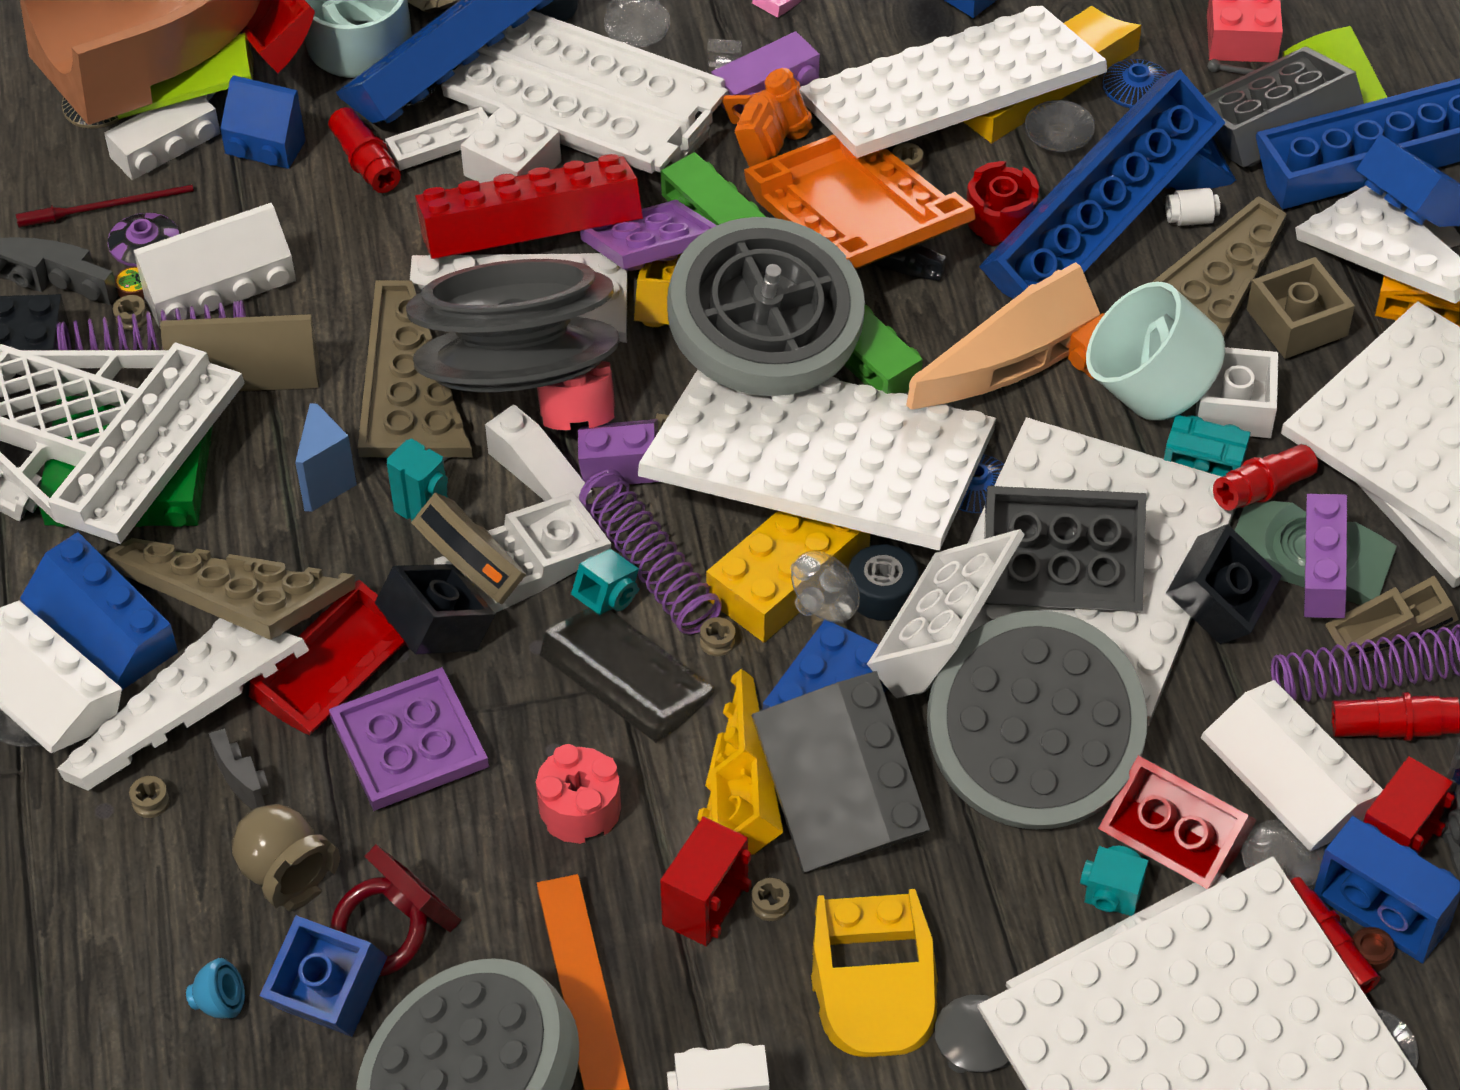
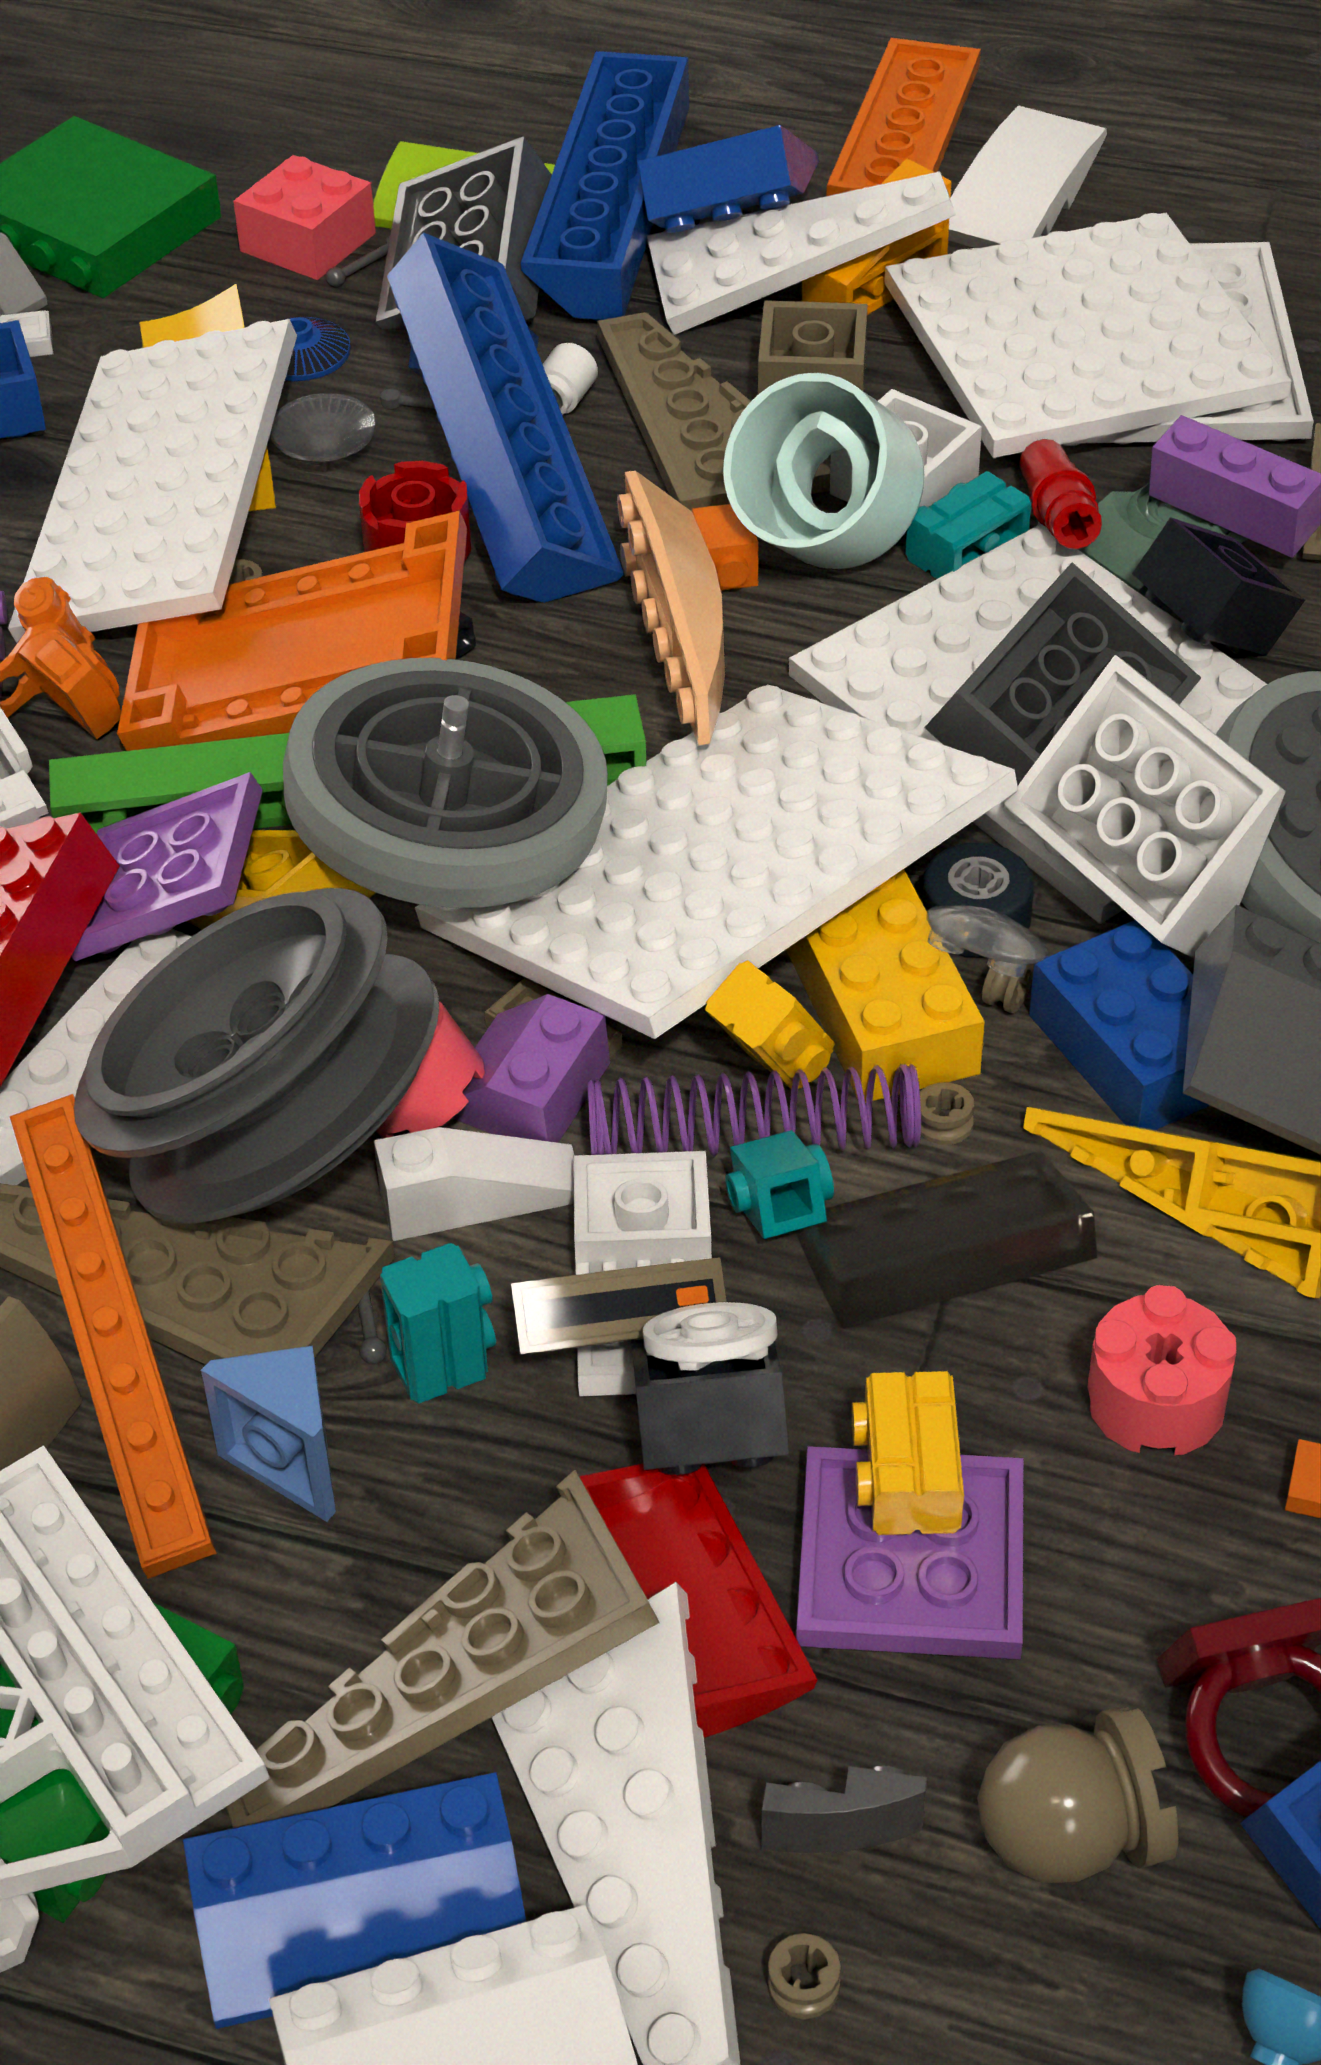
camera: 60 degrees left, 5 degrees down
(333, 383) = (112, 1341): none -> orange tile
(447, 703) = (912, 1453): none -> yellow brick
(459, 585) = (710, 1333): none -> white wheel
(699, 524) = (770, 1024): none -> yellow brick

